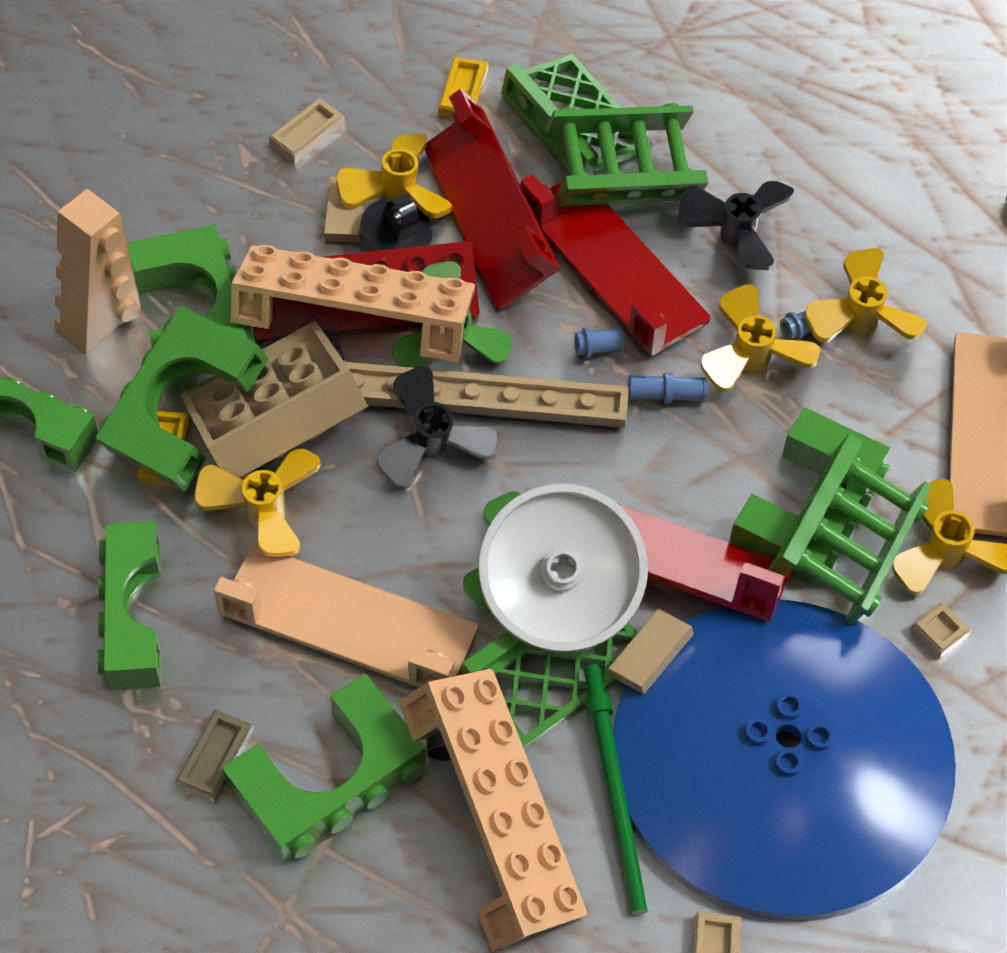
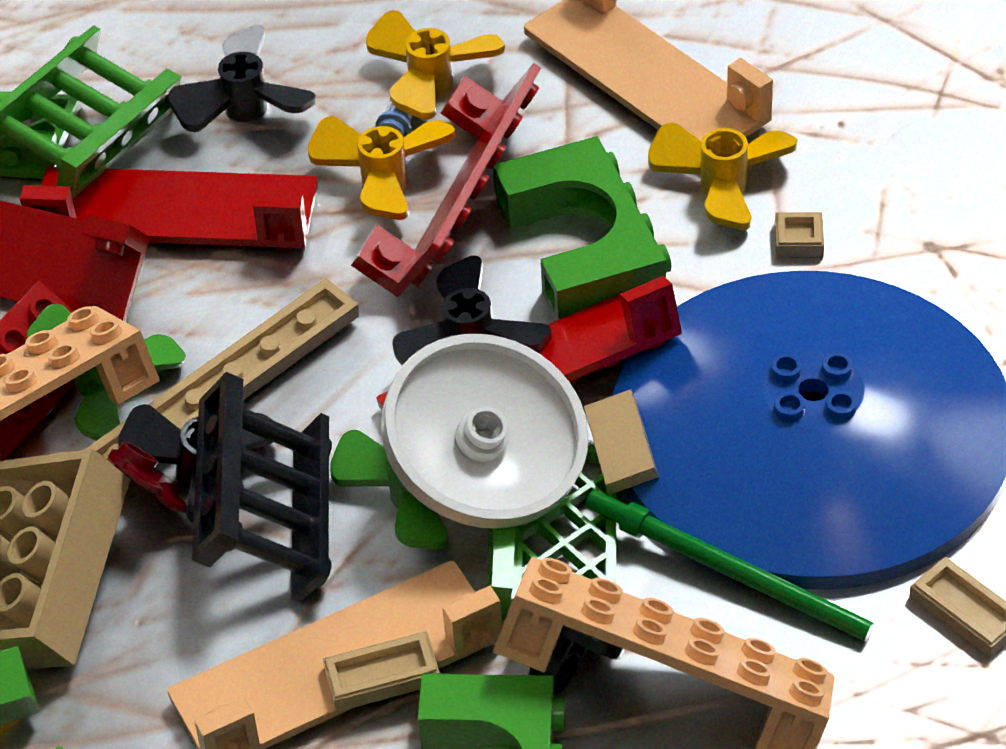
camera: 45 degrees left, 10 degrees down
(222, 490) = (125, 647): yellow piece -> none
(358, 648) = (379, 670): none -> tan tile
(384, 413) = (140, 468): none -> dark red plate
(391, 461) = (222, 494): none -> black fence
(598, 341) = (240, 280): medium blue pin -> none
(663, 492) = (467, 312): none -> black piece
(667, 388) = (338, 267): medium blue pin -> none
(812, 525) = (627, 236): bright green fence -> none
(853, 369) = (488, 119): none -> red bracket

